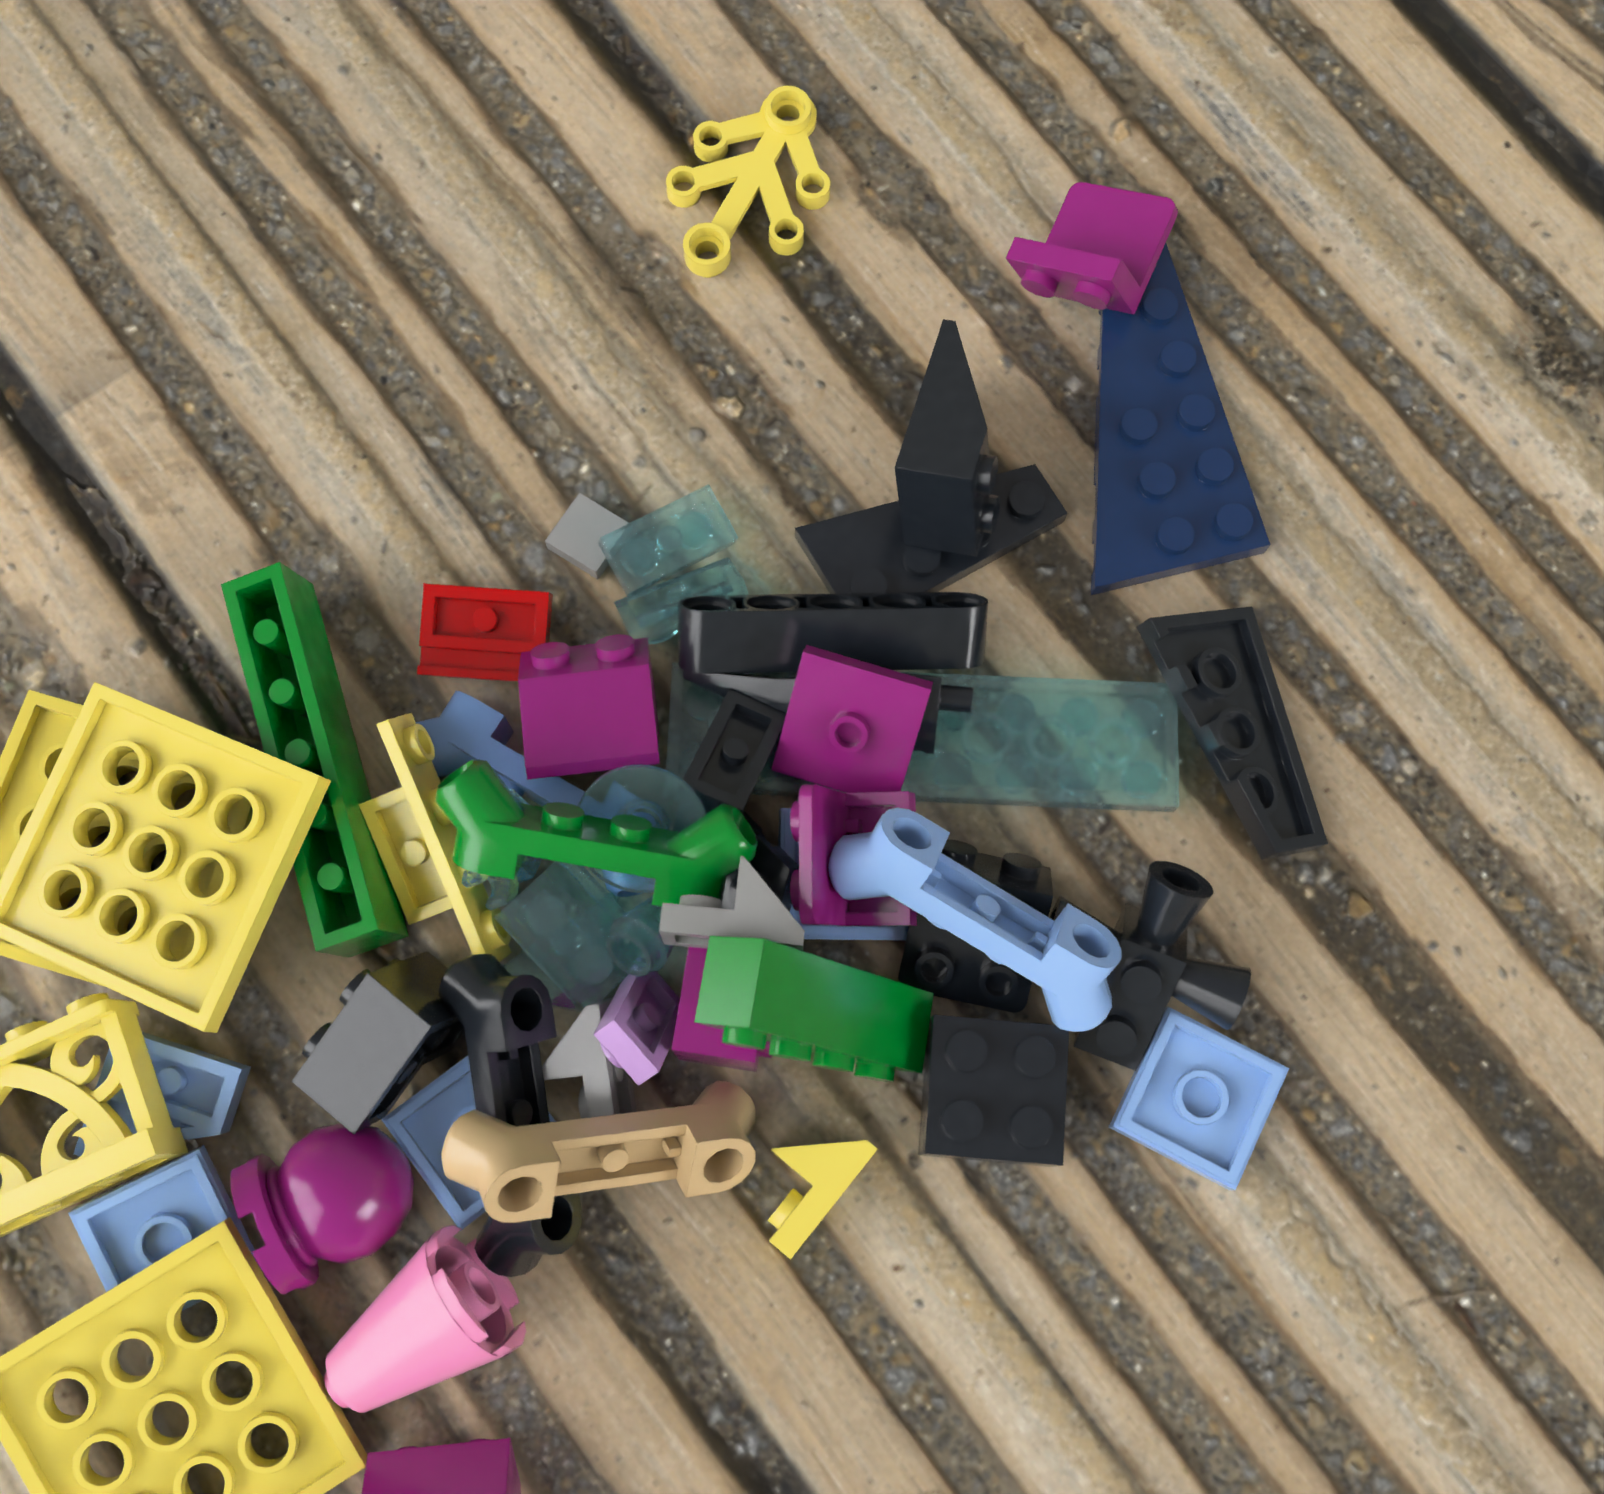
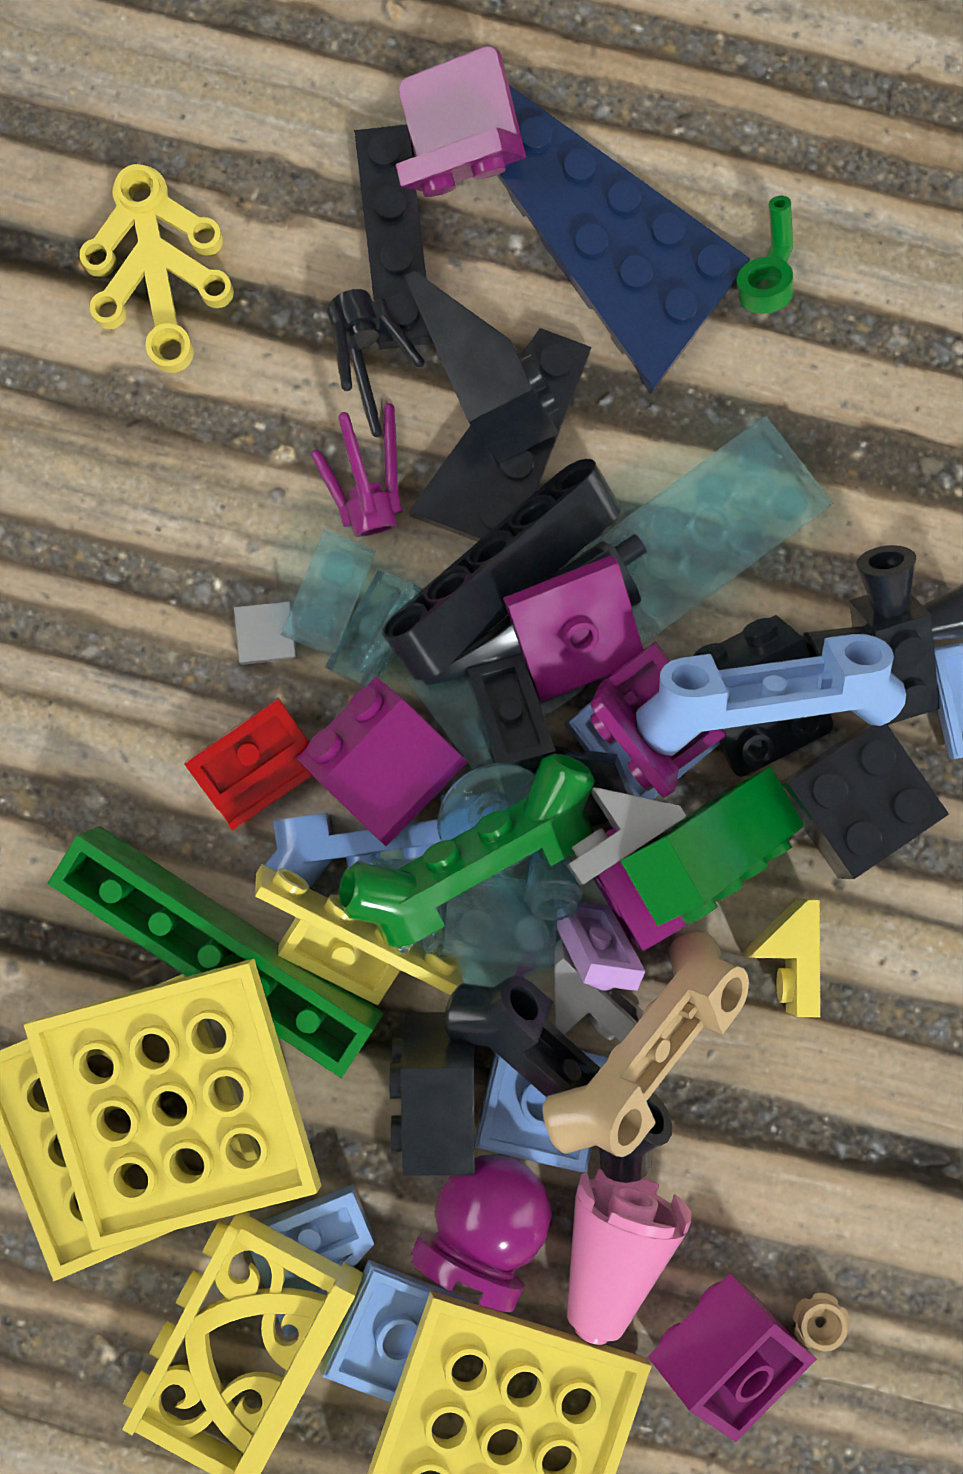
camera: 40 degrees left, 10 degrees up
(763, 500) = (369, 507): none -> magenta plant
(878, 340) = (356, 327): none -> black plant
(972, 294) = (391, 228): none -> black plate
(1237, 714) = (824, 406): black wing -> none
(1270, 575) = (768, 281): none -> green plate

